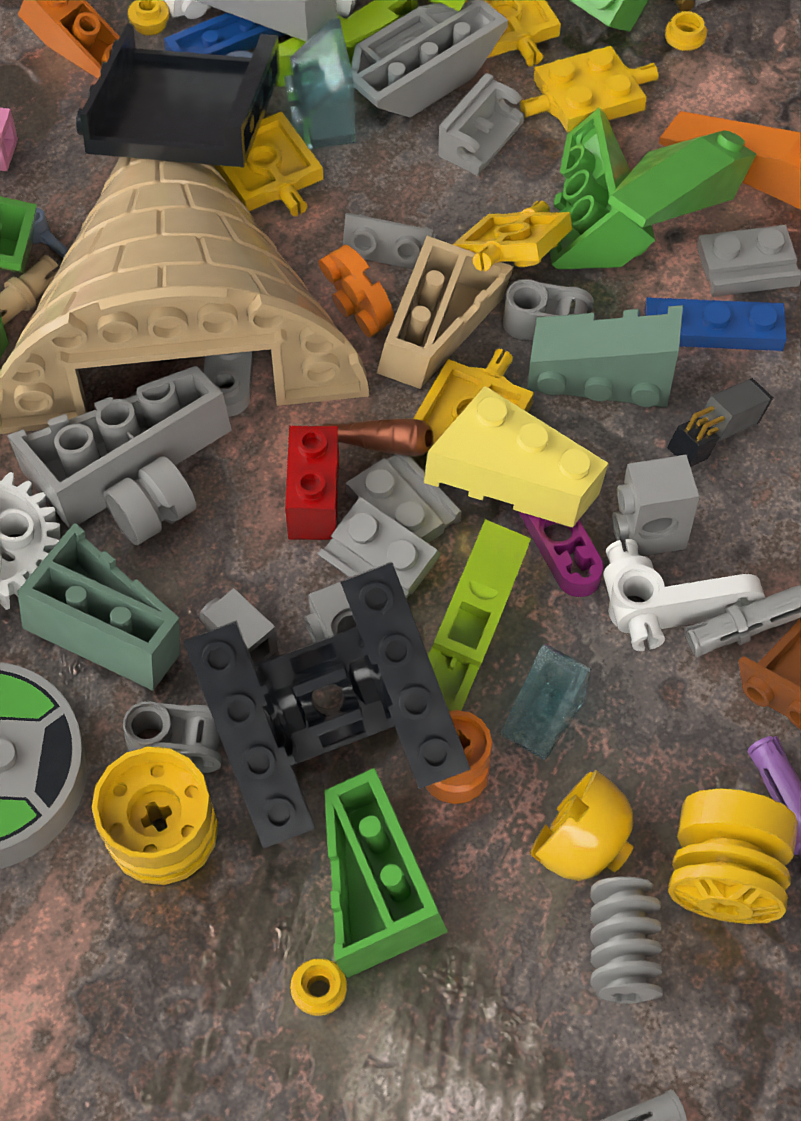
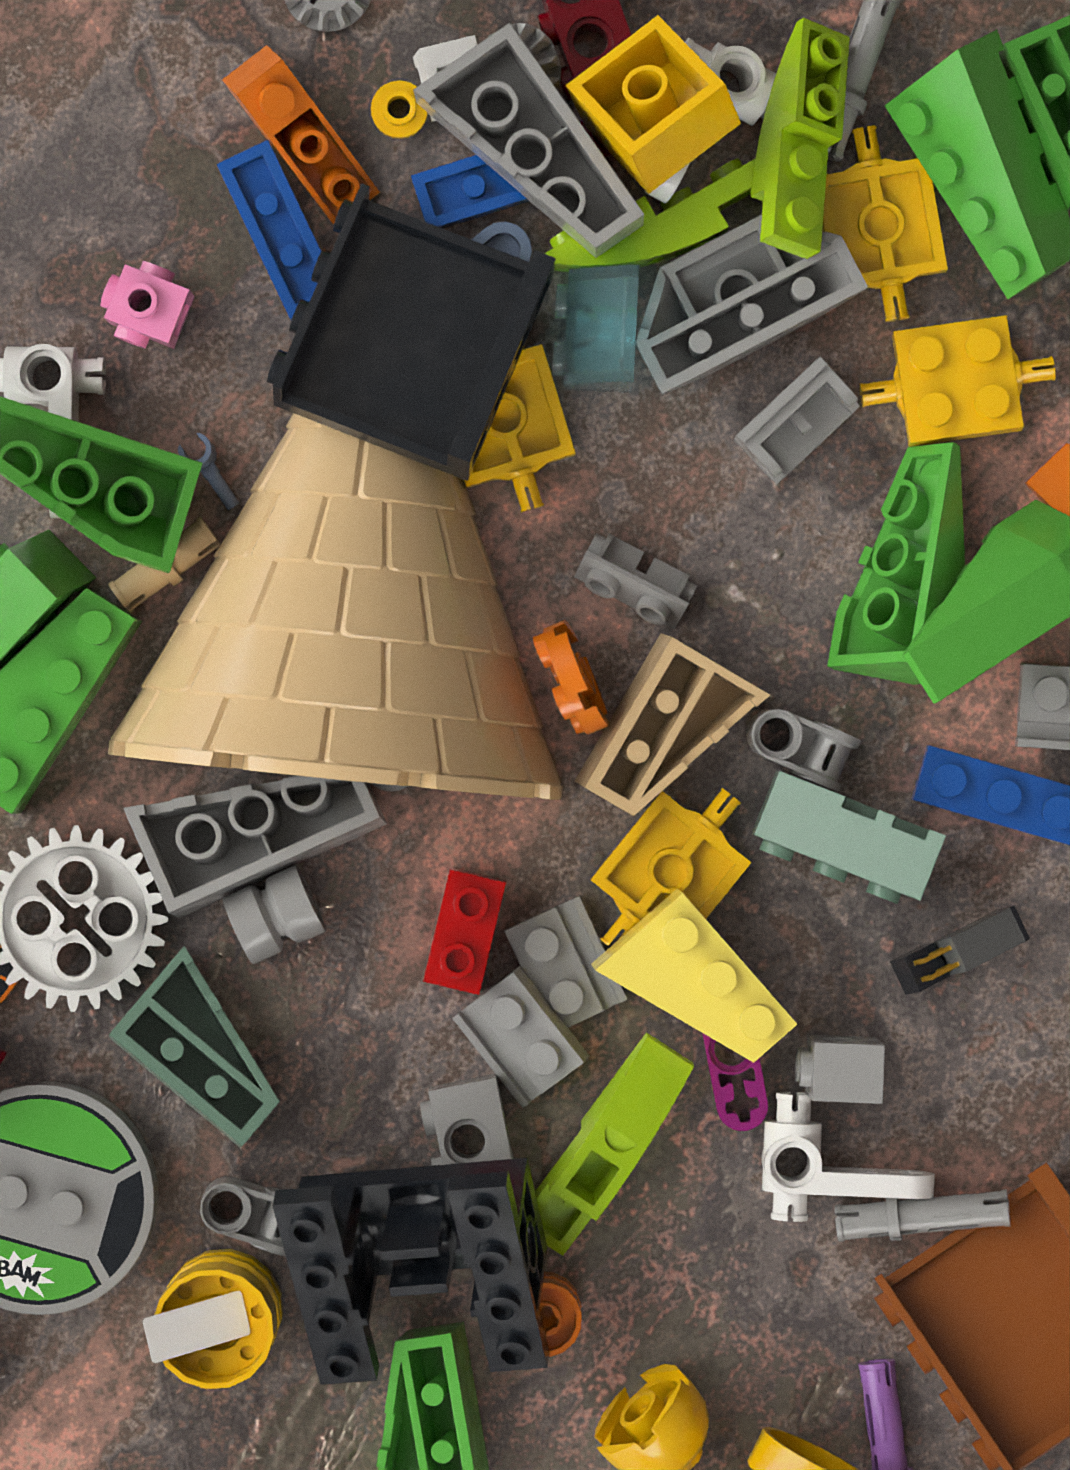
camera: 15 degrees right, 30 degrees up
(60, 74) = (273, 221): none -> blue plate
(134, 806) = (196, 1326): none -> white sticker
(255, 628) = (342, 1103): light grey brick -> none
(391, 436) = (566, 888): copper piece -> none
(516, 236) = (783, 637): yellow plate -> none
(547, 702) = (655, 1269): clear light blue slope -> none

